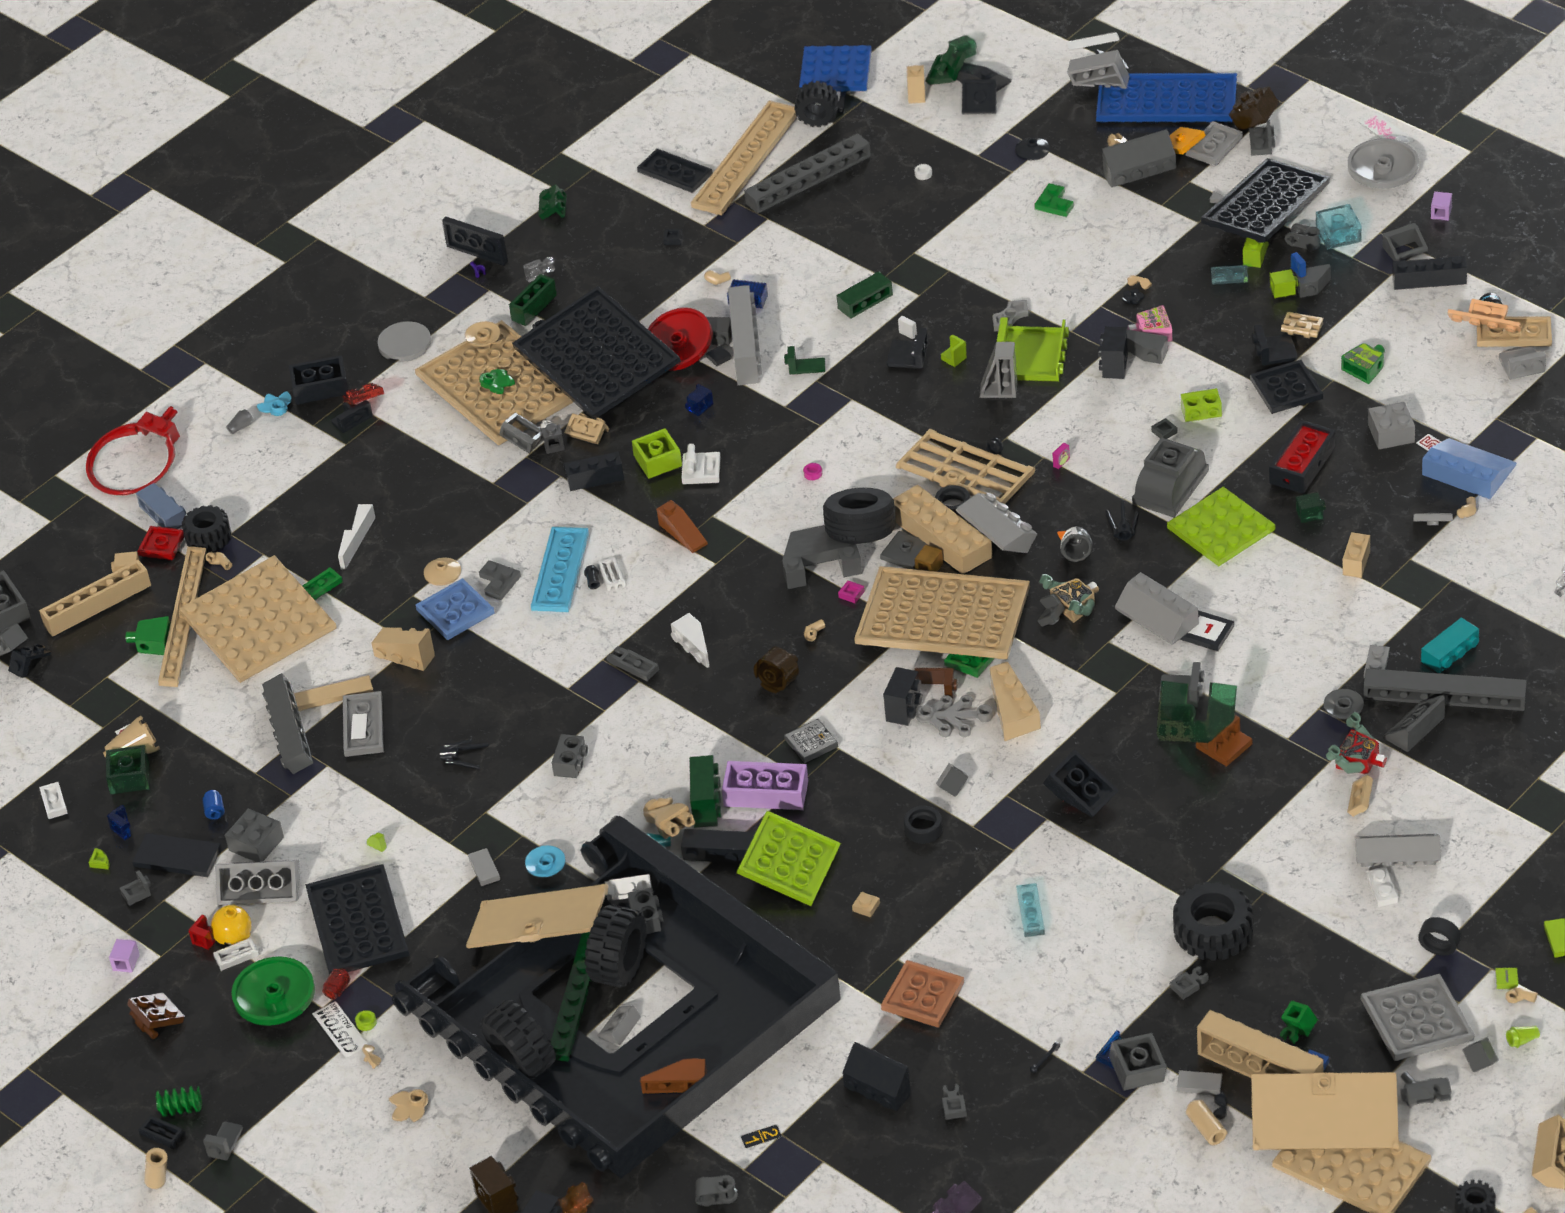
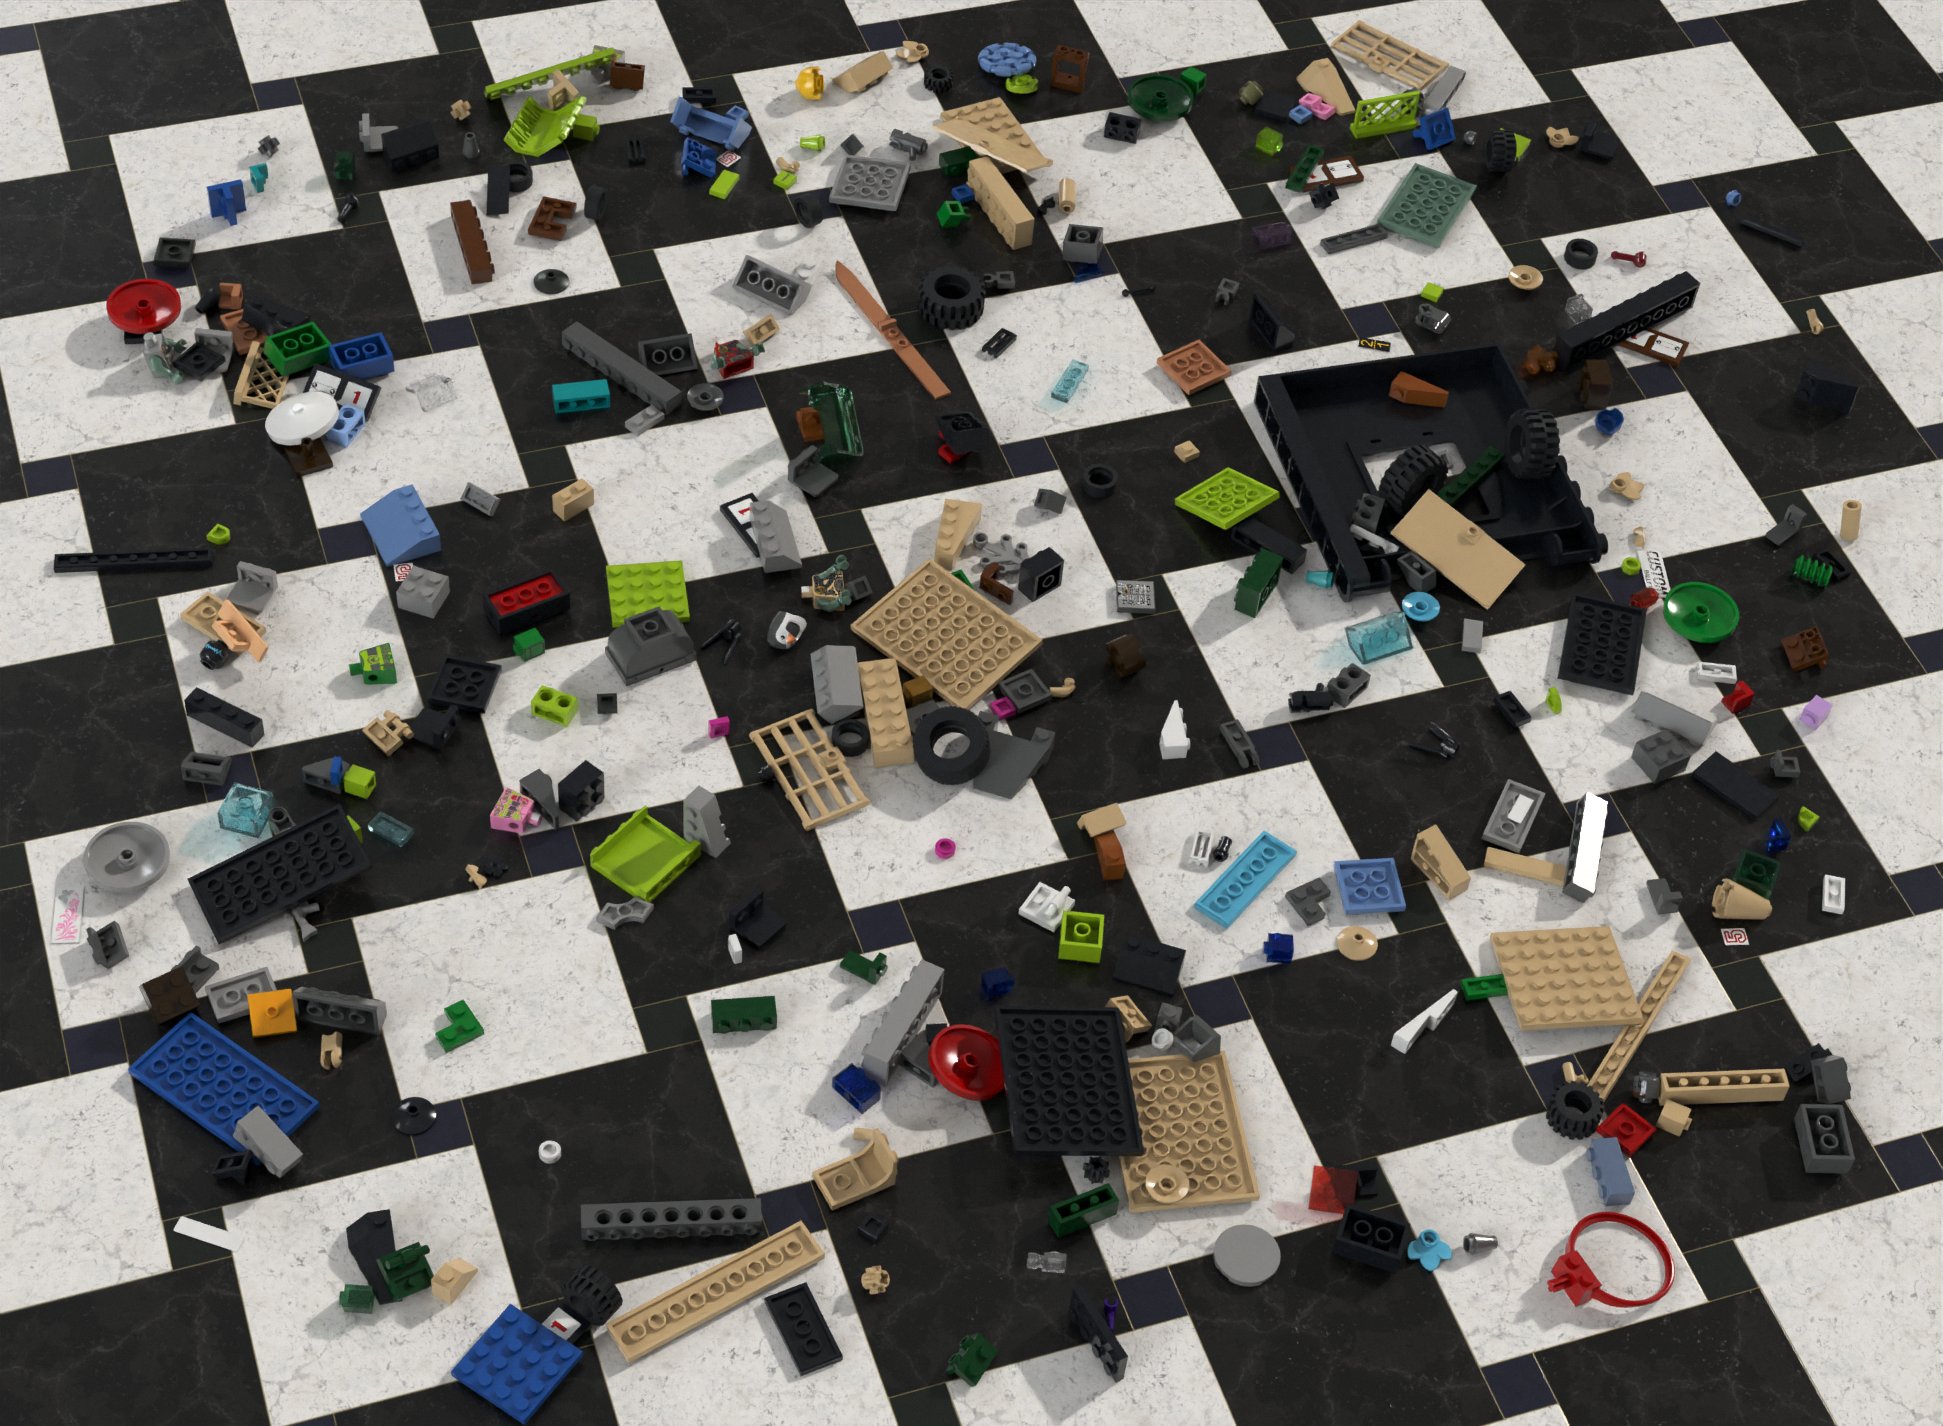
camera: 160 degrees left, 5 degrees up
(150, 635) = (1678, 1018): green torso -> none
(163, 573) = (1646, 1086): none -> dark grey head
(200, 721) = (1662, 897): none -> dark grey bracket
(213, 804) = (1685, 808): blue brick -> none
(231, 925) = (1712, 690): yellow cylinder -> none
(410, 814) = (1512, 709): none -> black plate
(459, 1163) = (1609, 421): none -> blue hair
(496, 380) = (1185, 1119): green plate -> none
(500, 527) = (1278, 948): none -> clear blue brick
(561, 878) = (1417, 572): none -> dark grey slope
(569, 813) = (1379, 637): none -> clear light blue slope
(593, 724) = (1310, 700): none -> black piece
(645, 205) = (875, 1279): none -> tan gear
(667, 816) = (1302, 575): tan hips -> none
(704, 251) = (858, 1174): none -> tan bracket
(704, 543) = (1102, 820): none -> tan panel
(765, 785) = (1203, 566): lavender brick -> none
(842, 610) = (1025, 690): none -> dark grey plate
(956, 352) = (715, 893): lime panel -> none
(979, 96) = (409, 1205): black tile -> none
(1132, 931) = (1002, 343): none -> black tile
(1199, 1082) = (1049, 224): light grey tile -> none
(1247, 873) = (891, 333): none -> nougat piece
(1267, 435) = (529, 644): none -> green brick
(1310, 507) = (565, 561): clear green brick -> none
(1335, 120) = (107, 945): none -> dark grey bracket
(1441, 206) = (129, 784): lavender brick -> none
(1467, 510) = (440, 494): tan arm -> none

